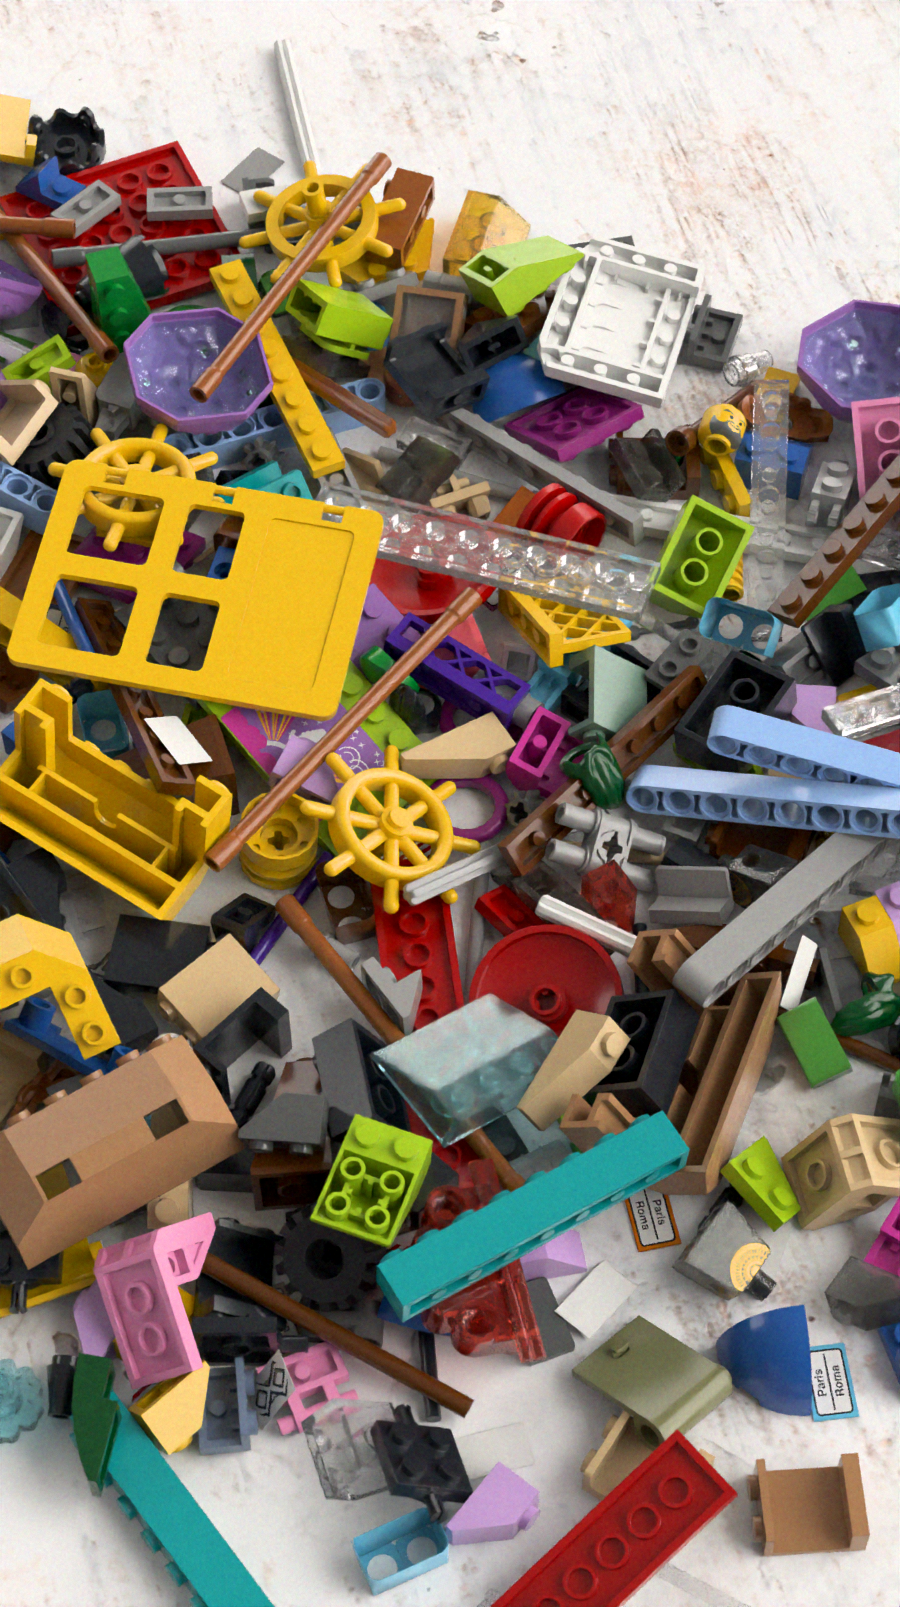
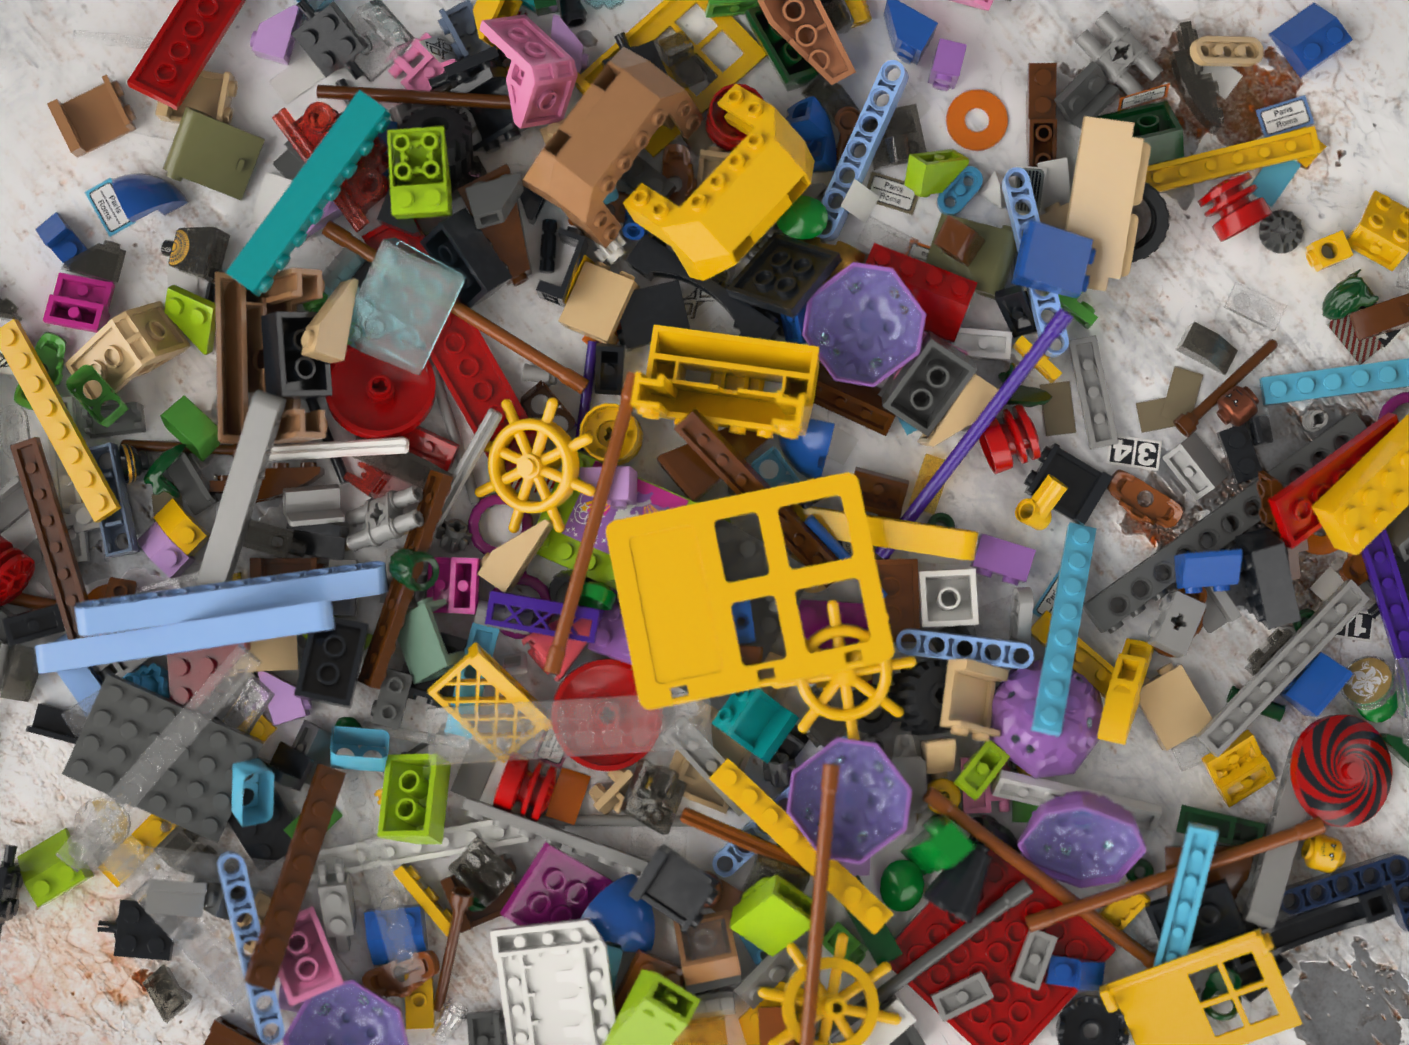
camera: 160 degrees right, 30 degrees up
(178, 740) = (706, 465): white sticker -> none
(397, 998) = (472, 338): light grey slope -> none
(492, 342) = (647, 938): black slope -> none
(721, 429) = (435, 922): yellow head -> none
(799, 973) = (216, 464): white sticker -> none

